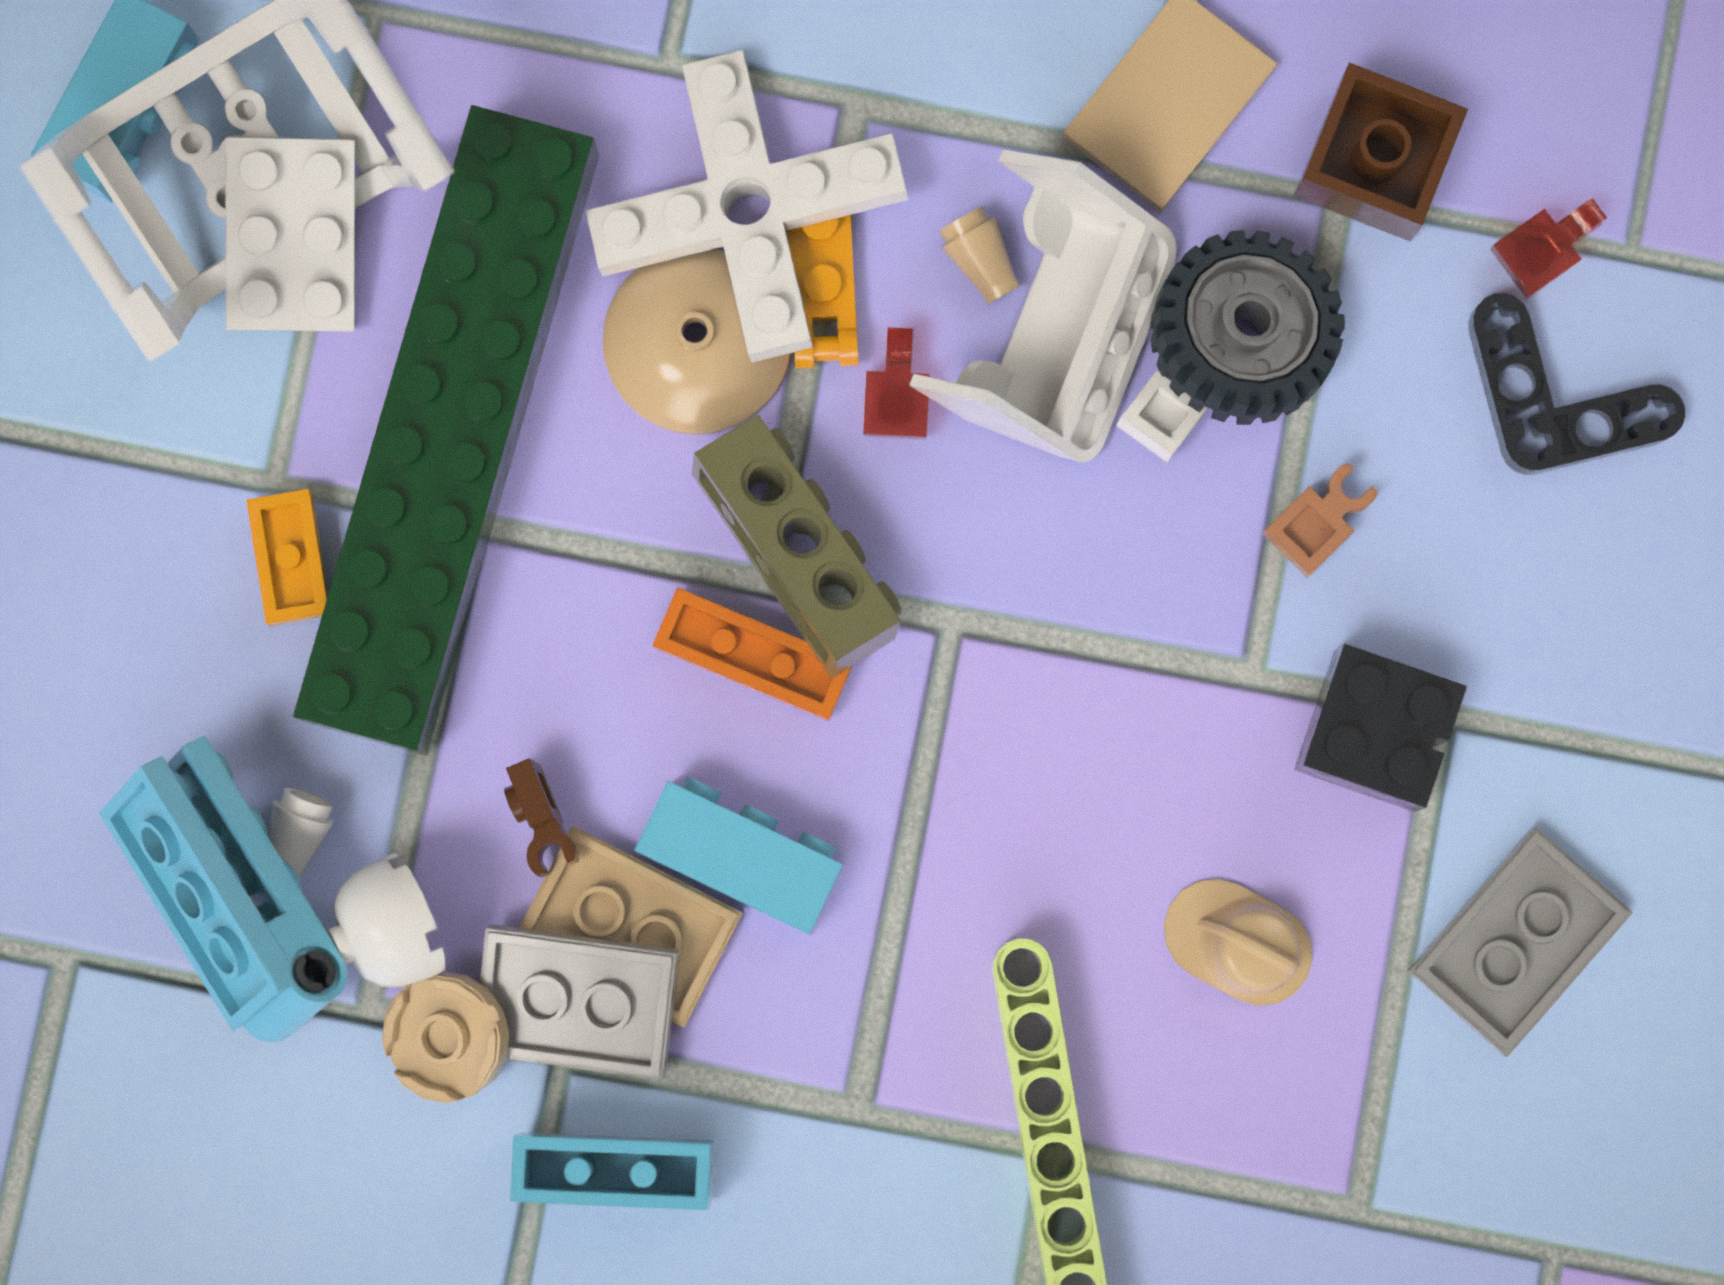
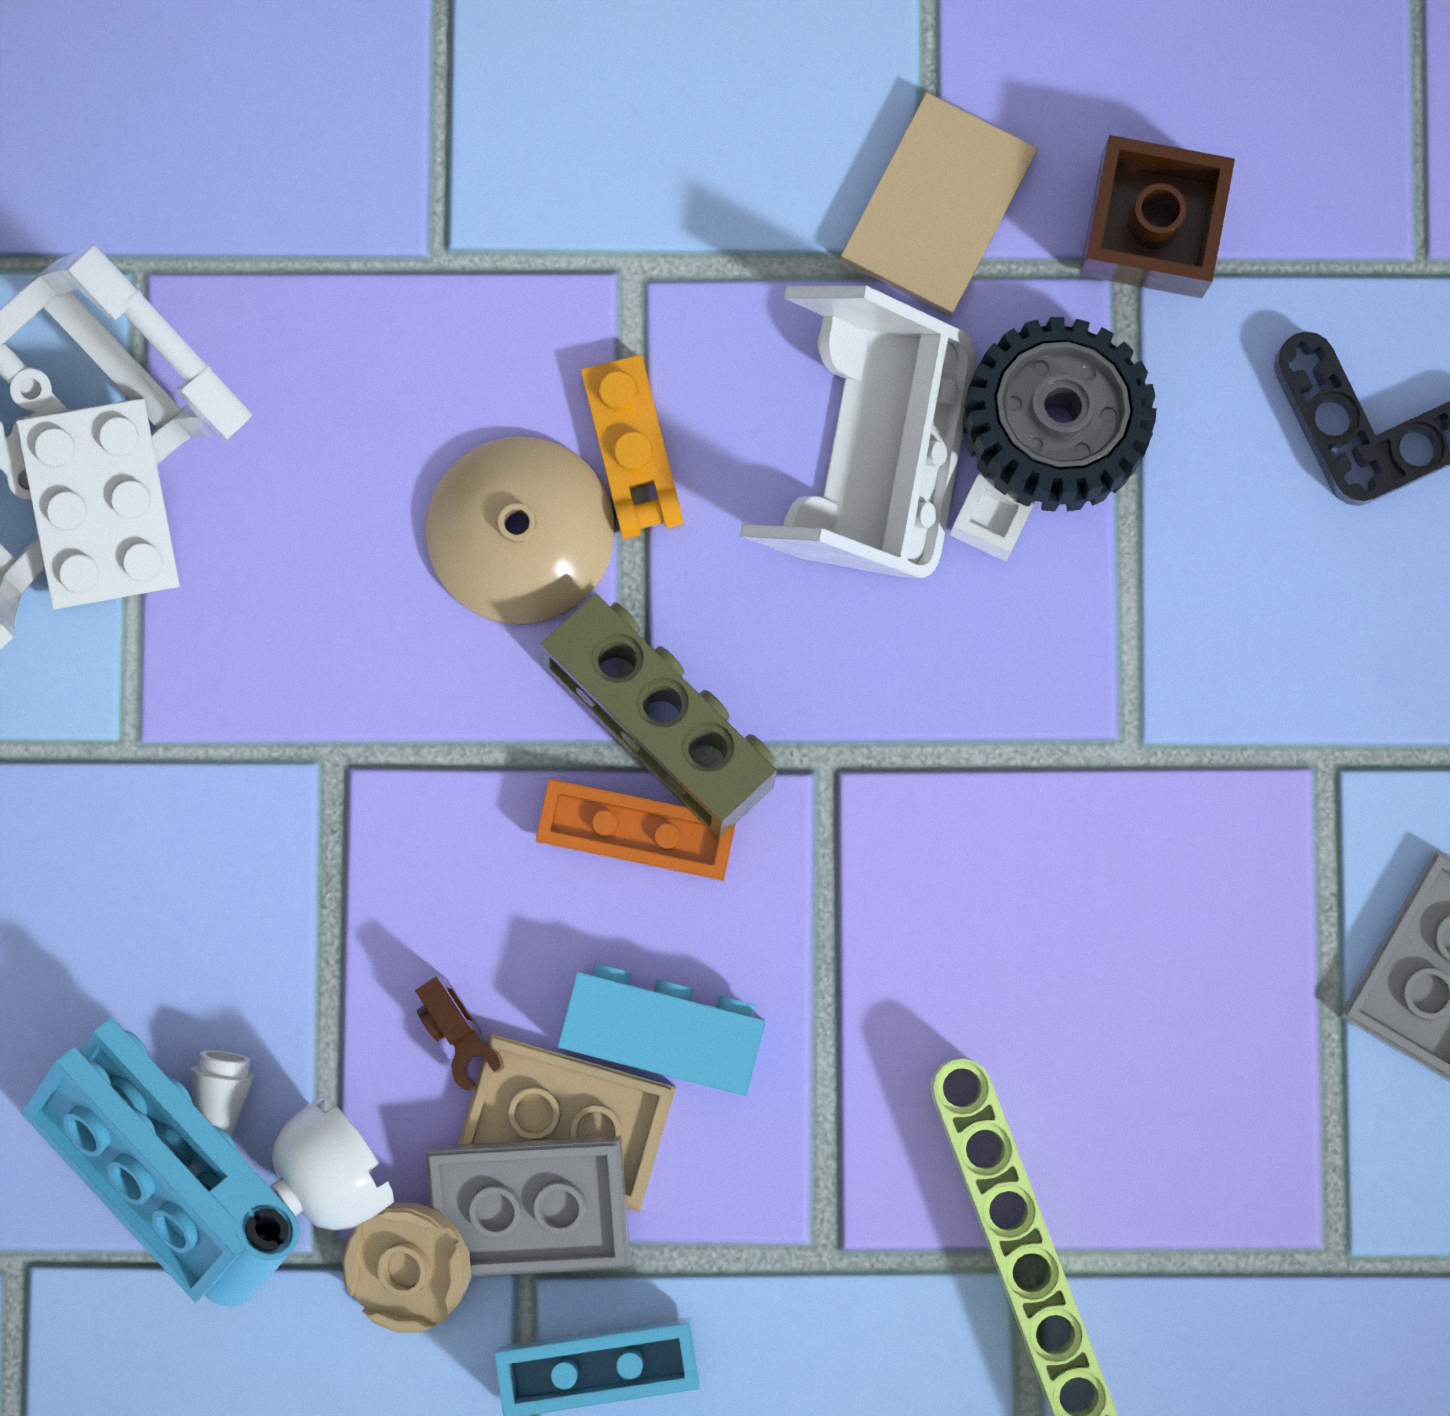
camera: 10 degrees left, 0 degrees up
(288, 556) = (159, 823): light orange plate -> none
(448, 431) = (292, 668): dark green brick -> none
(738, 165) = (526, 350): white piece -> none
(890, 403) = (722, 555): clear red plate -> none
(980, 253) = (782, 391): tan cone -> none
(1238, 942) = (1167, 1020): tan piece -> none
(1314, 525) = (1161, 596): nougat plate -> none
(1380, 728) = (1266, 783): black piece -> none
(1543, 249) = (1333, 281): clear red plate -> none

